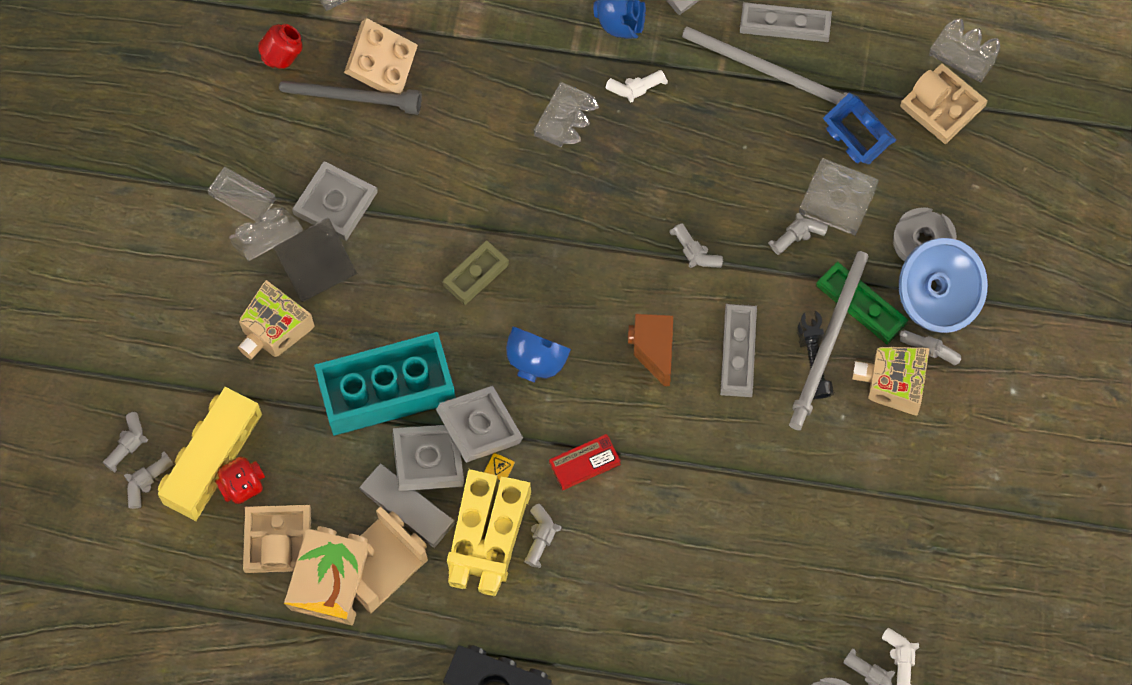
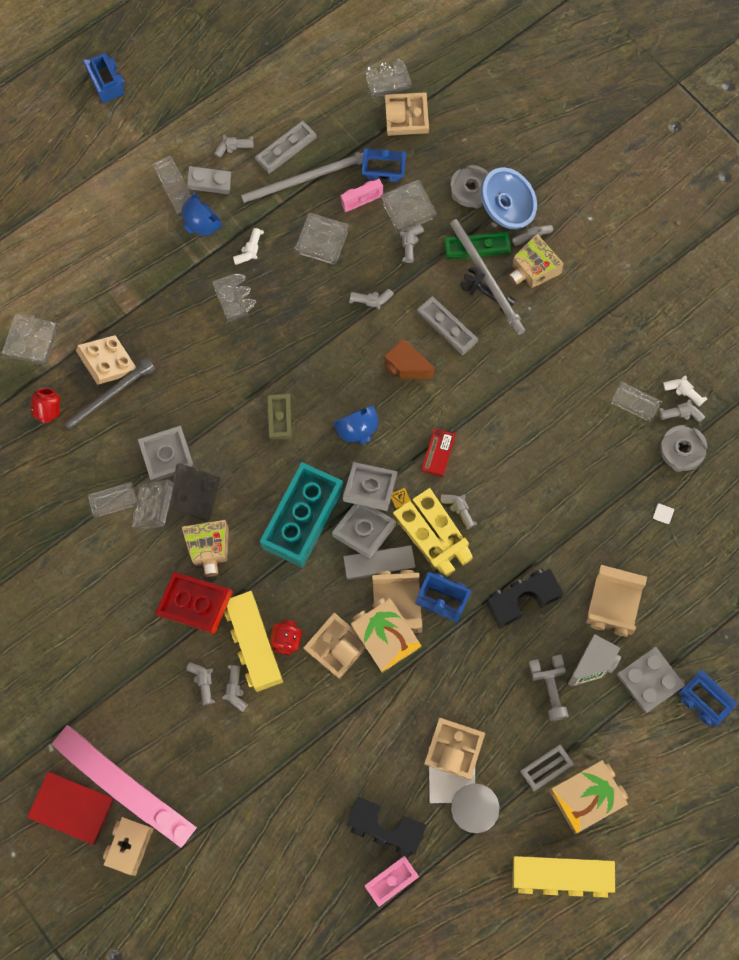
camera: 45 degrees left, 5 degrees up
(198, 361) = (194, 602): none -> red tile
(436, 582) = (453, 590): none -> blue window
(716, 144) = (322, 238): none -> clear plate
(803, 140) = (356, 197): none -> bright pink plate
(838, 617) = (636, 401): none -> clear tile

